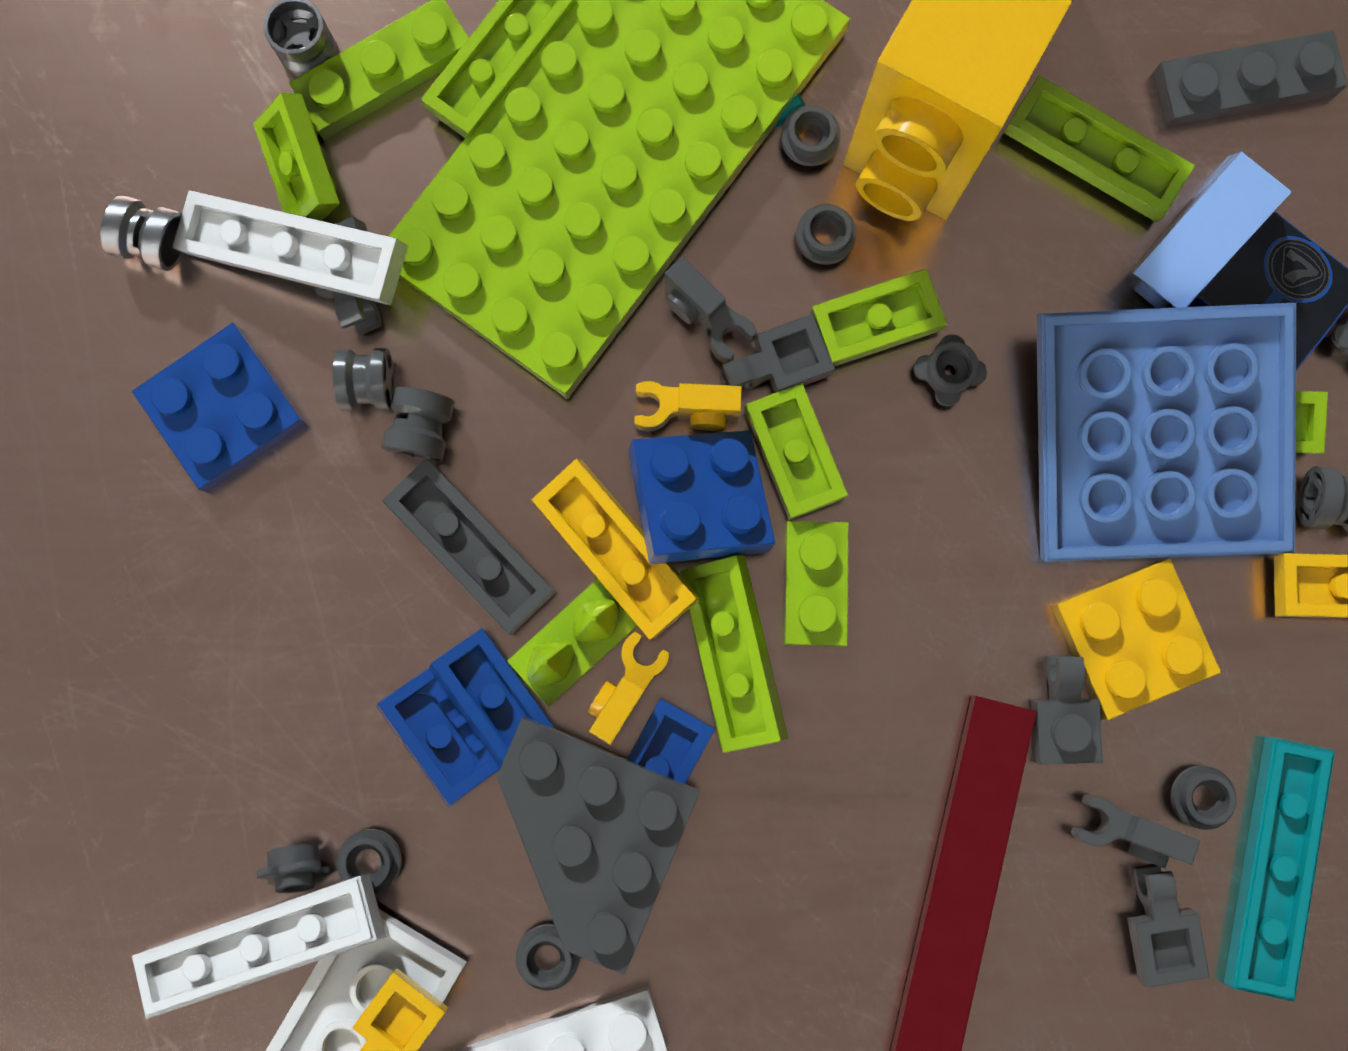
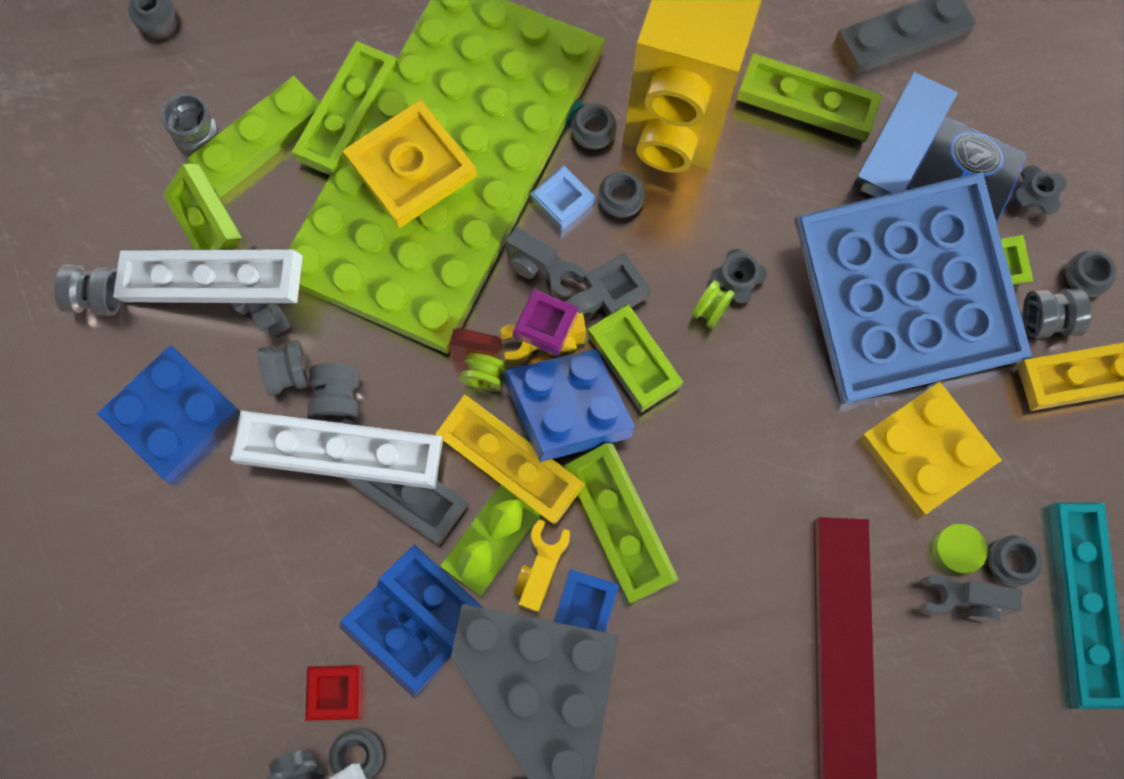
camera: 15 degrees left, 10 degrees down
(356, 782) = (333, 693): none -> red tile
(409, 497) = (337, 449): none -> white tile
(564, 146) = (410, 163): none -> yellow plate
(602, 401) = (468, 341): none -> clear red tile
(605, 433) = (483, 372): none -> lime bush
(692, 390) = (545, 322): none -> magenta tile
(750, 223) = (562, 198): none -> light blue tile
(816, 583) = (673, 457): lime plate -> none
(879, 317) = (676, 246): lime plate -> none
(908, 402) = (713, 304): none -> lime bush
(1065, 724) = (893, 525): dark grey plate -> none
(1139, 769) = (959, 550): none -> lime tile
(1166, 939) = (1017, 677): dark grey plate -> none

